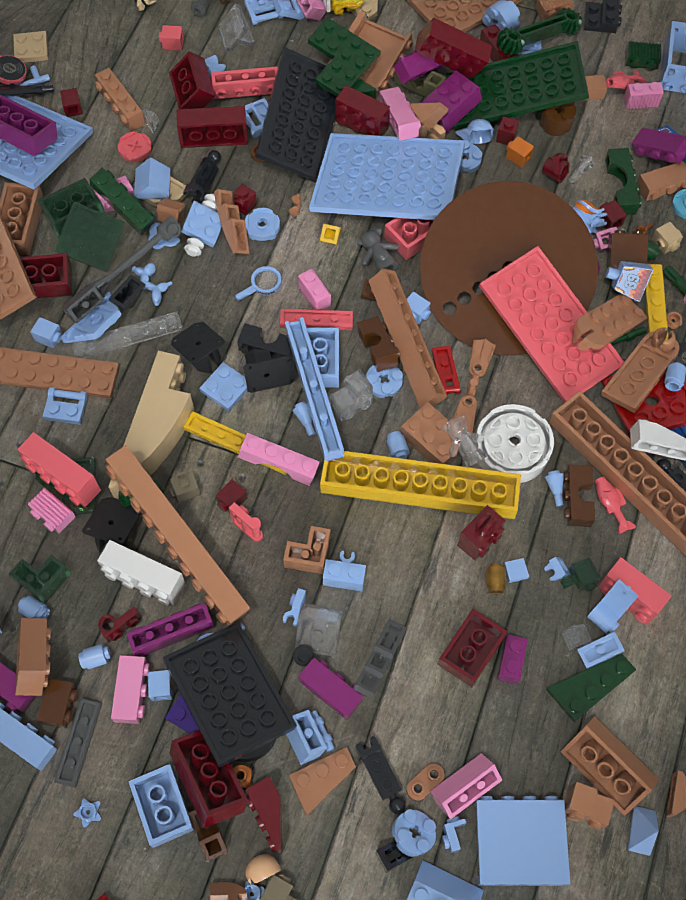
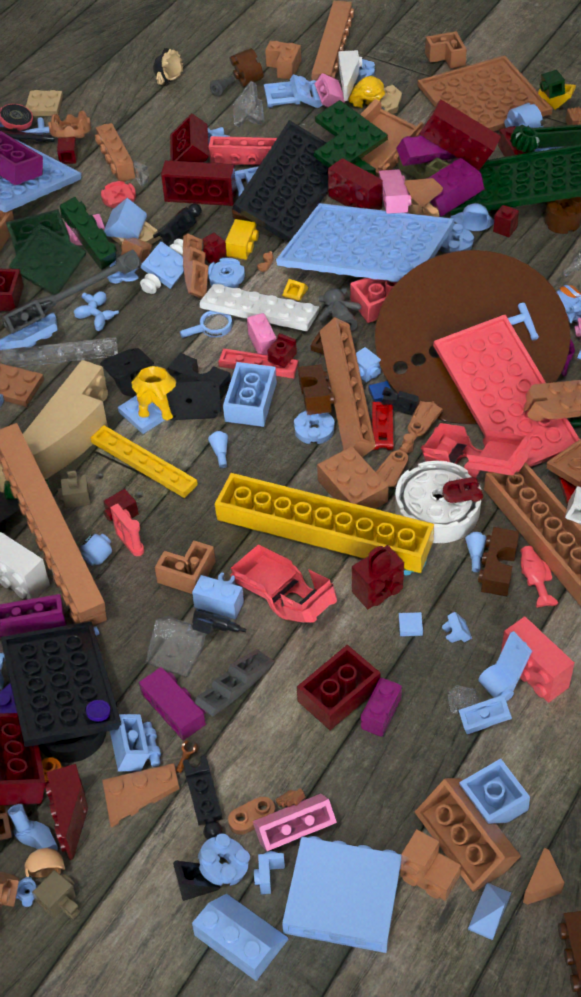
camera: 15 degrees right, 15 degrees down
(66, 74) = (71, 126): none -> nougat plate
(127, 293) = (70, 313): black slope -> none
(171, 37) = (182, 107): coral brick -> none
(220, 544) = (96, 549): none -> light blue head
(240, 372) = (154, 391): none -> yellow piece
(242, 838) = (30, 832): none -> light blue arm
(262, 451) = (160, 465): bright pink arch -> none
(267, 184) = (241, 239): none -> yellow brick
(273, 718) = (98, 710): none -> dark purple piece
(296, 602) = (164, 609): light blue plate -> none
(302, 257) = (247, 304): none -> white plate
(303, 654) = (151, 664): black tile -> none
(314, 390) = (232, 417): light blue tile -> none
(338, 306) = (282, 350): none -> dark red brick
(342, 599) = (207, 621): none -> black piece
(353, 397) = (276, 434): clear brick -> none
(355, 733) = (186, 754): none -> dark orange hand
(388, 548) = (276, 577): none -> coral piece
(397, 445) = (311, 482): light blue brick -> none
(435, 334) = (376, 390): none -> blue tile
(455, 761) = (290, 798): none -> nougat piece
(459, 344) = (402, 402): none -> black plate
(464, 441) = (381, 485): clear piece -> none
(496, 578) = (384, 627): pearl gold brick -> none
(519, 151) = (515, 240): orange brick -> none
(531, 437) = (455, 491): none -> dark red plate
(555, 244) = (524, 316): none -> light blue piece
(556, 167) = (551, 259): dark red piece -> none
(557, 392) = (501, 453): none -> coral piece
(582, 575) = (483, 638): clear green brick -> none
(587, 688) = (466, 751): dark green wing -> none
(628, 727) = (496, 793): none -> light blue slope

